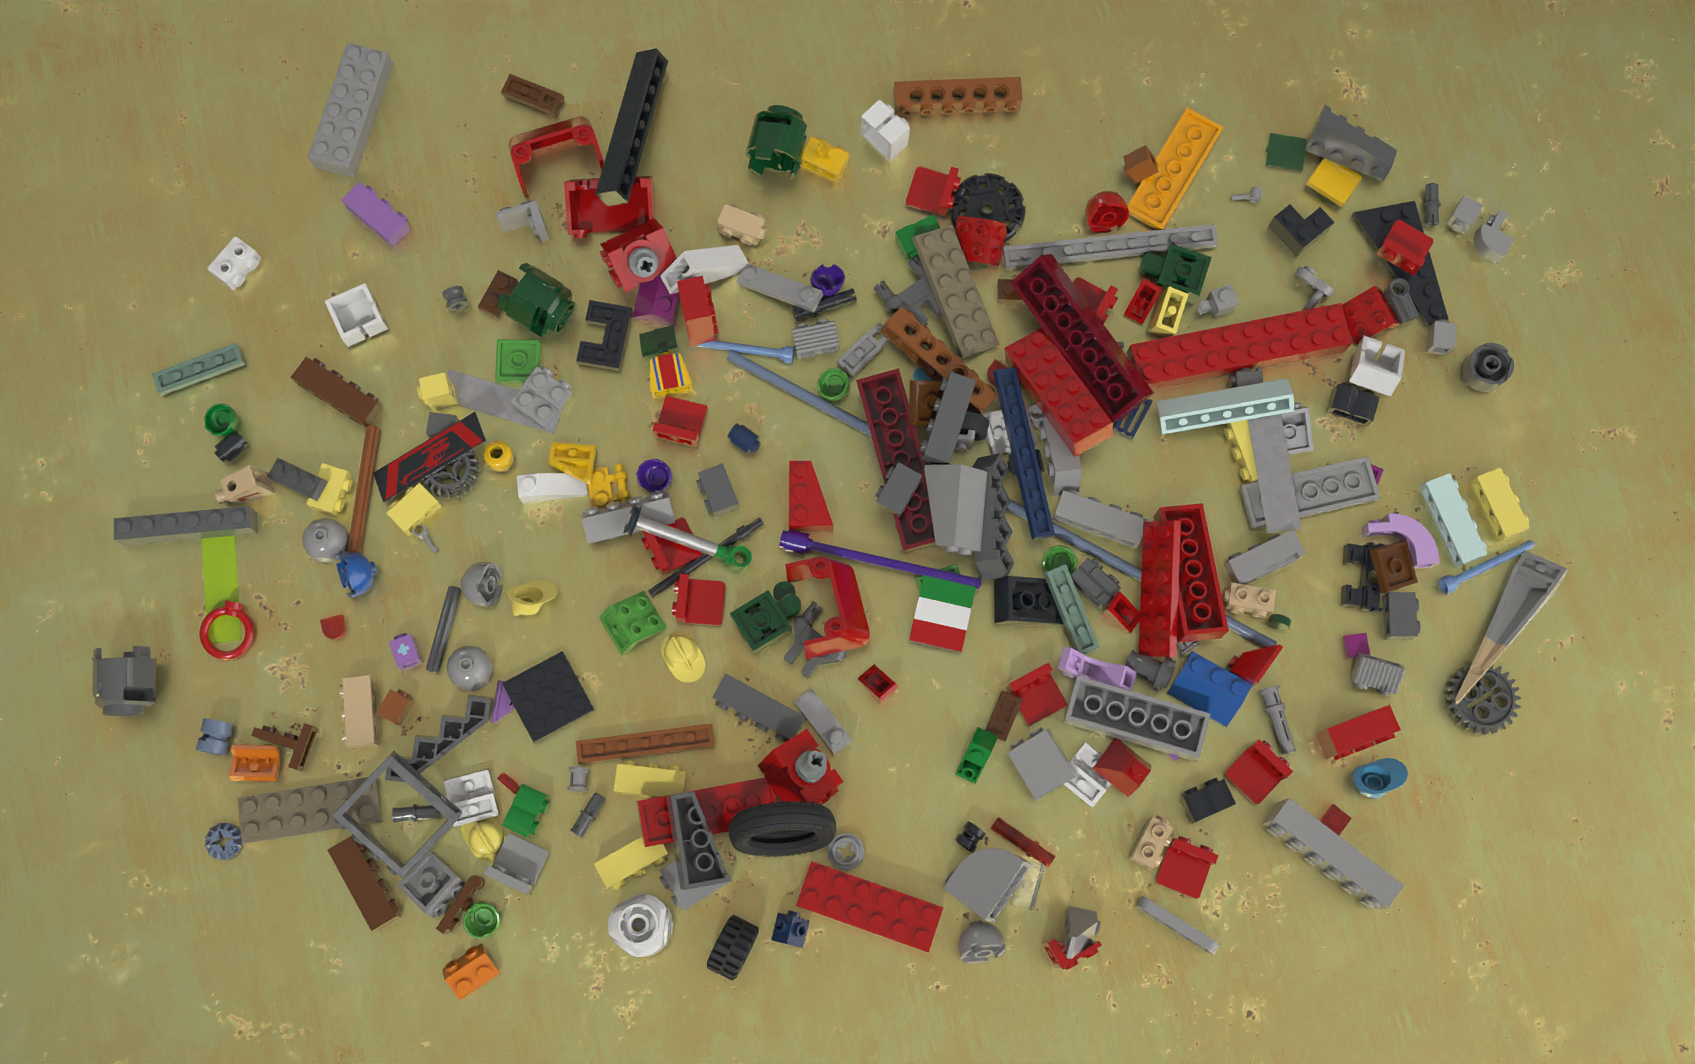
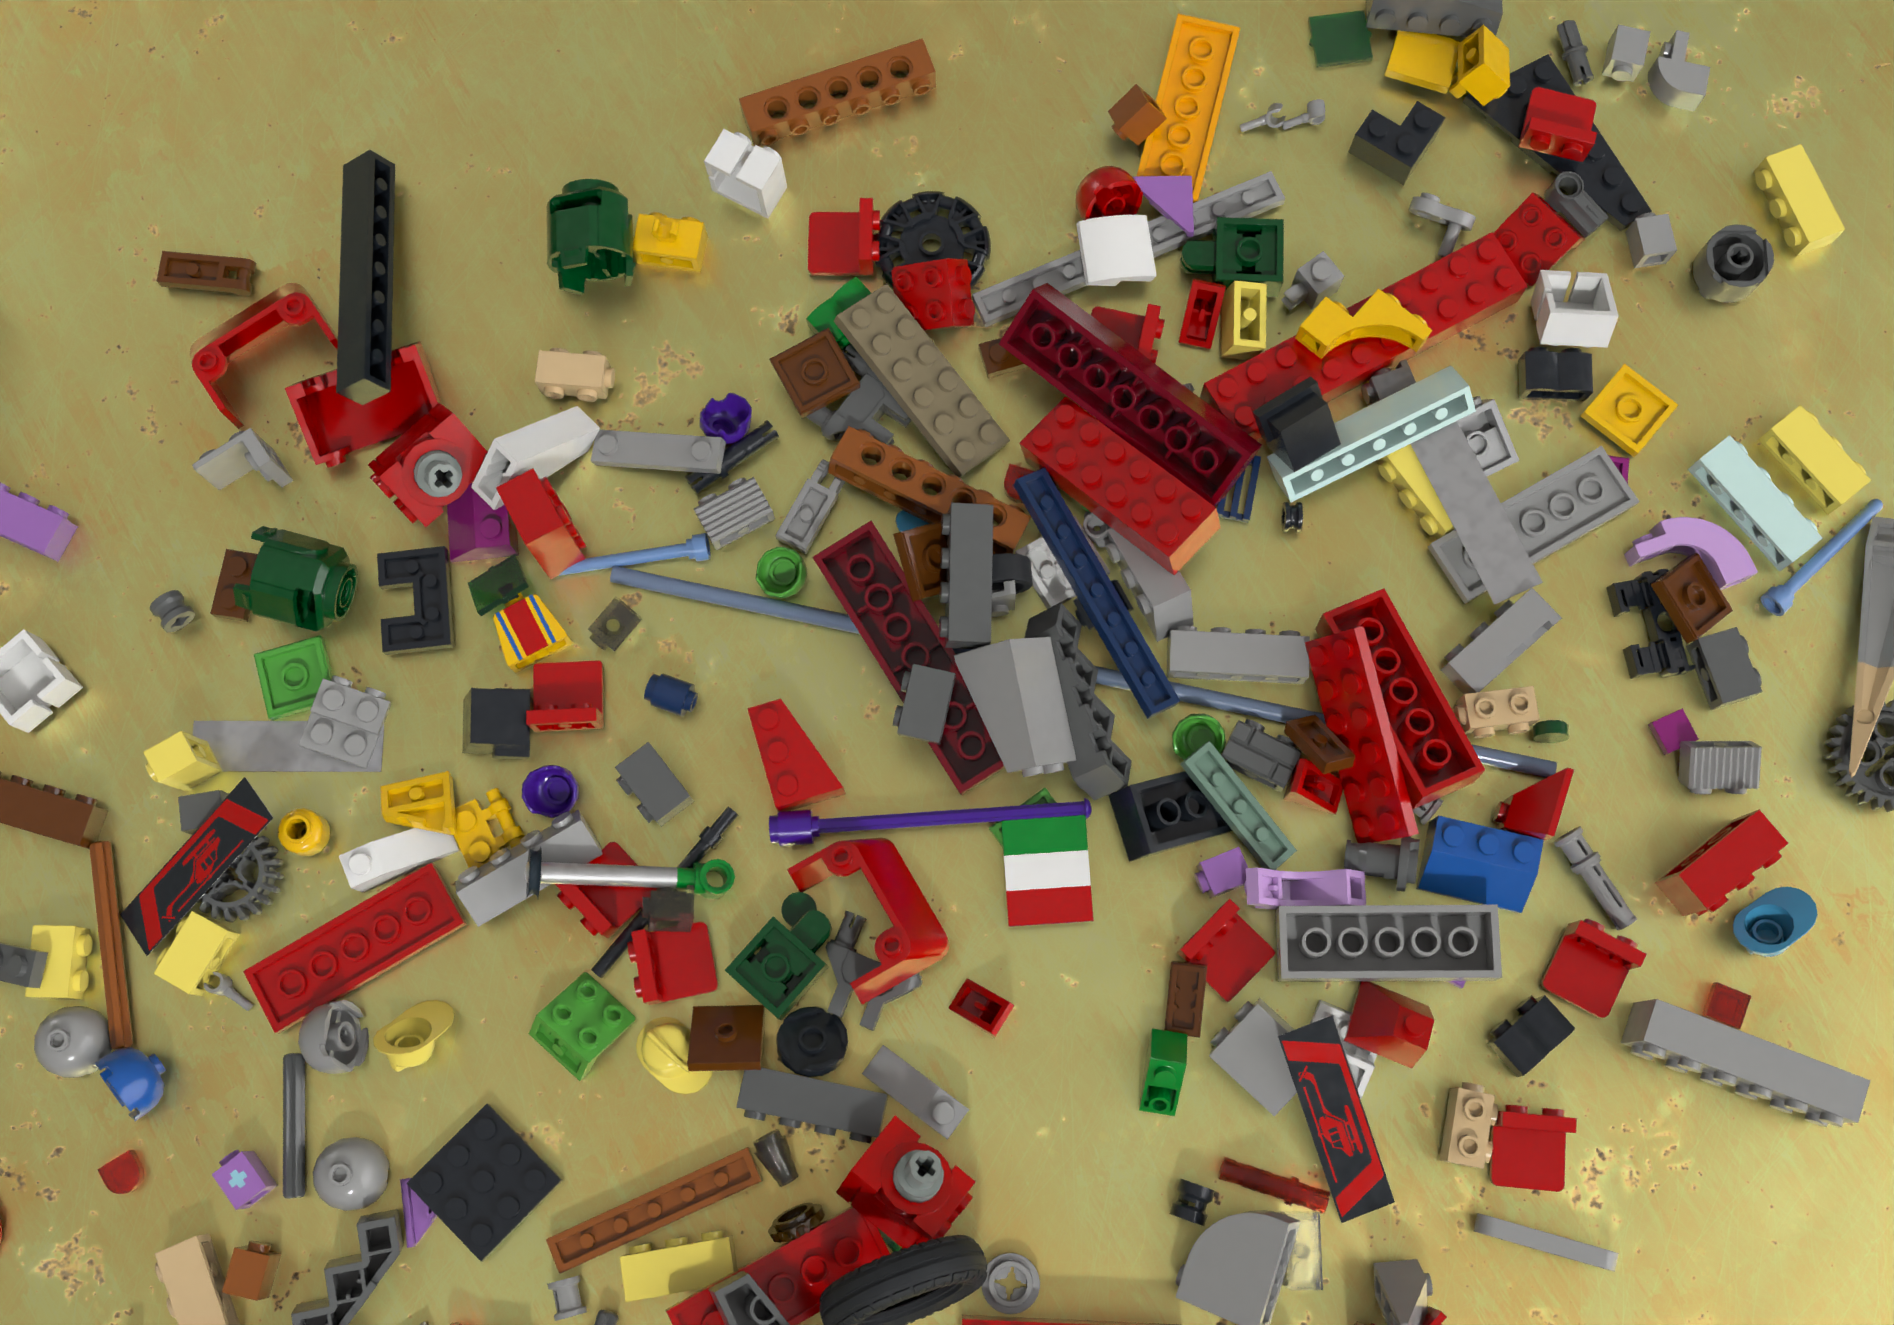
camera: 10 degrees left, 0 degrees up
(509, 534) = (354, 947): none -> red plate
(633, 424) = (496, 723): none -> black plate
(706, 568) = (669, 909): none -> clear smoke brick
(718, 654) = (726, 1038): none -> reddish brown plate
(727, 735) = (776, 1157): none -> clear smoke cone
(728, 775) = (796, 1222): none -> dark brown gear
(730, 386) = (614, 610): none -> clear smoke brick
(769, 673) = (812, 1042): none -> black tile
(891, 267) = (815, 373): none -> reddish brown plate
(1048, 647) = (1221, 873): none -> medium lavender brick
(1072, 813) = (1336, 1119): none -> black sticker
(1101, 245) = (1116, 249): none -> white slope
(1132, 586) = (1319, 744): none -> reddish brown plate
(1146, 223) = (1171, 197): none -> medium lavender tile
(1160, 443) = (1292, 517): none -> black bush
(1179, 387) = (1298, 425): none -> black plate
(1222, 190) = (1266, 119): none -> light grey hand
(1251, 335) = (1378, 317): none -> yellow arch
(1368, 197) = (1481, 67): none -> yellow brick
(1393, 439) = (1629, 410): none -> yellow plate
(1543, 339) = (1798, 200): none -> light yellow brick

